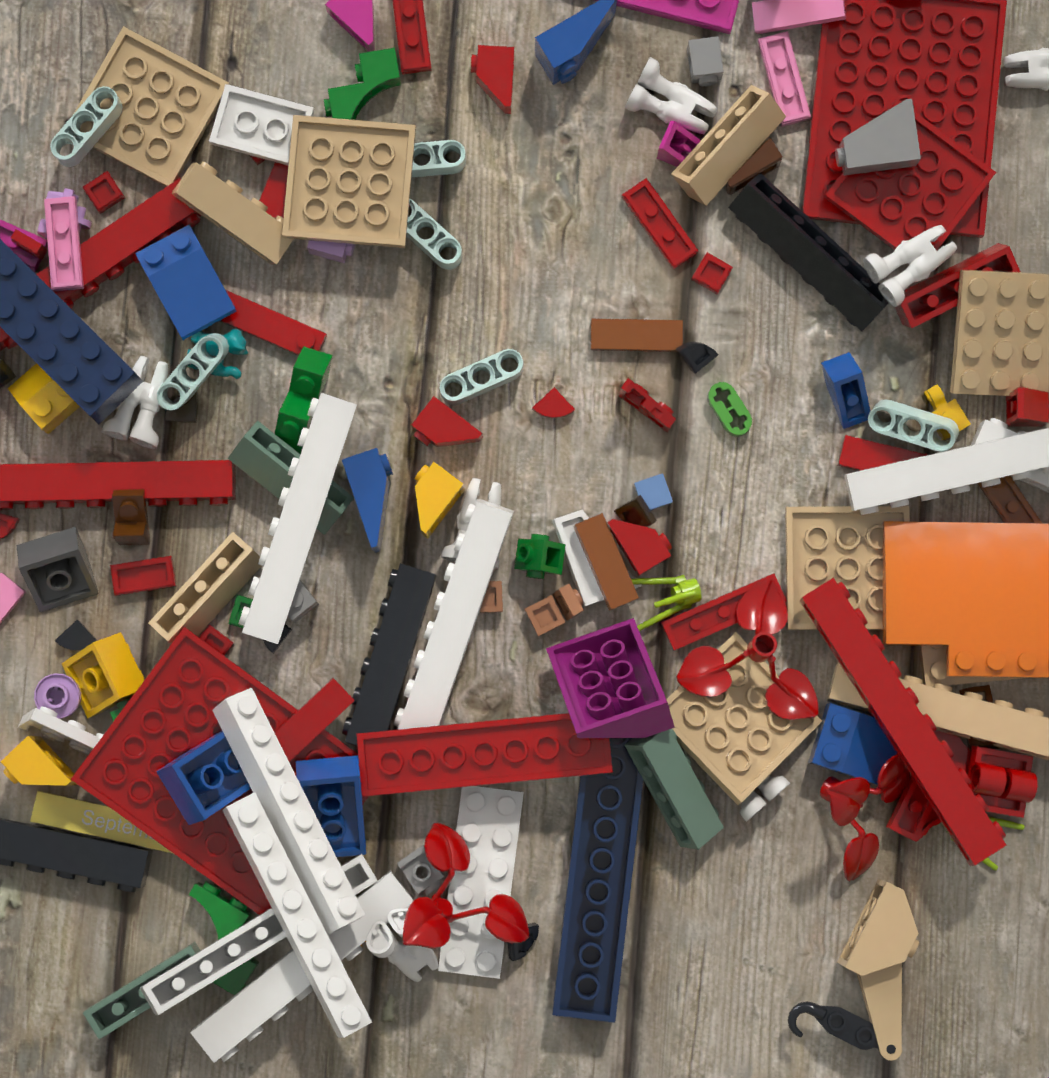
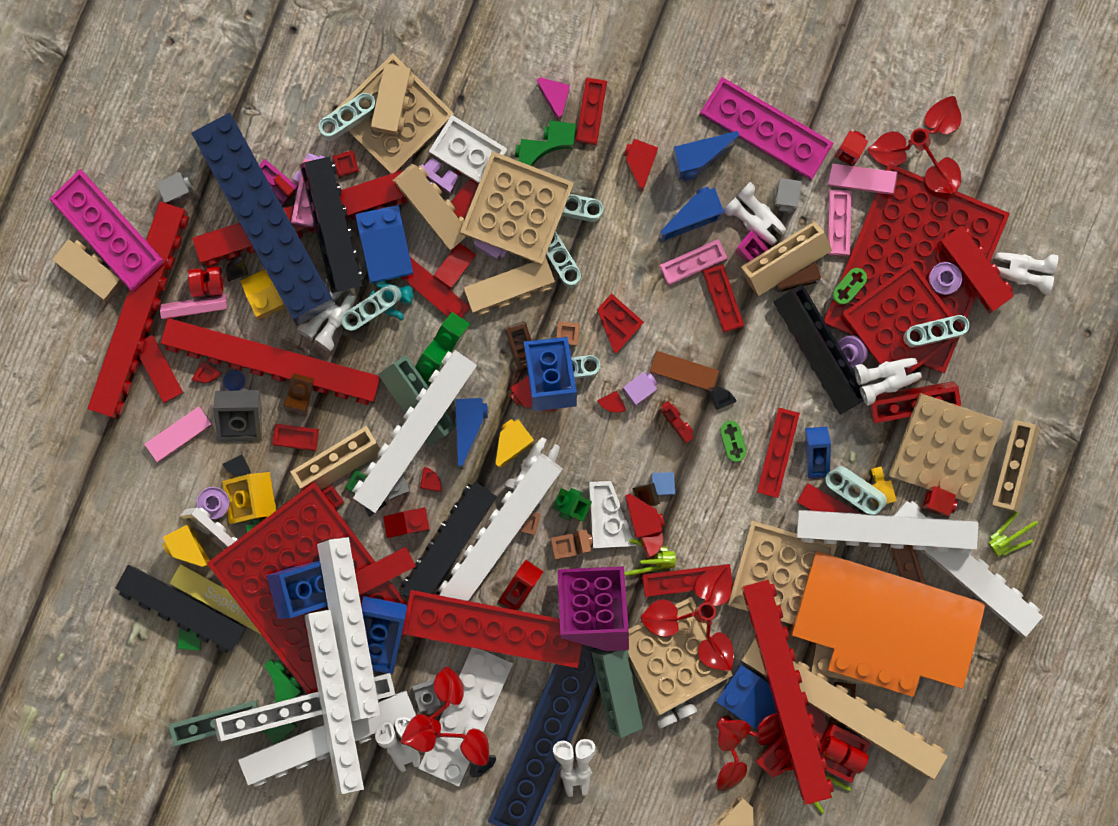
camera: 10 degrees right, 0 degrees up
(38, 524) = (234, 380): none -> clear blue plate
(78, 890) = (188, 640): none -> green tile
(105, 275) = (331, 225): none -> black brick
(140, 86) = (392, 99): none -> tan brick
(244, 178) = (446, 183): none -> lavender hips
(288, 284) = (454, 266): none -> red tile
(325, 645) = (406, 522): none -> red slope
(341, 580) = (430, 481): none -> red tile
(369, 291) = (508, 287): none -> tan brick
(404, 338) = (513, 328): none -> reddish brown slope
(459, 389) = (550, 374): none -> blue slope
(466, 330) = (569, 330): none -> nougat plate
(503, 685) = (520, 585): none -> red slope
(529, 295) = (618, 322): none -> red wing
(585, 374) = (640, 388): none -> lavender brick
(593, 117) = (698, 212): none -> blue slope
(605, 187) = (693, 262): none -> bright pink tile
(605, 561) = (616, 522): dark orange tile -> none
(659, 915) = (572, 776): none -> white piece
(662, 577) = (652, 544): none -> tile
(712, 273) = (749, 343): red tile -> none
(794, 406) = (778, 452): none -> red plate
(817, 154) = (853, 289): none -> bright green beam
(854, 239) = (854, 350): none -> lavender plate
(882, 143) = (891, 289): light grey slope -> none
(948, 108) = (945, 278): none -> lavender plate
(968, 170) = (946, 327): none -> light aqua beam
(985, 85) = (976, 269): none -> red brick

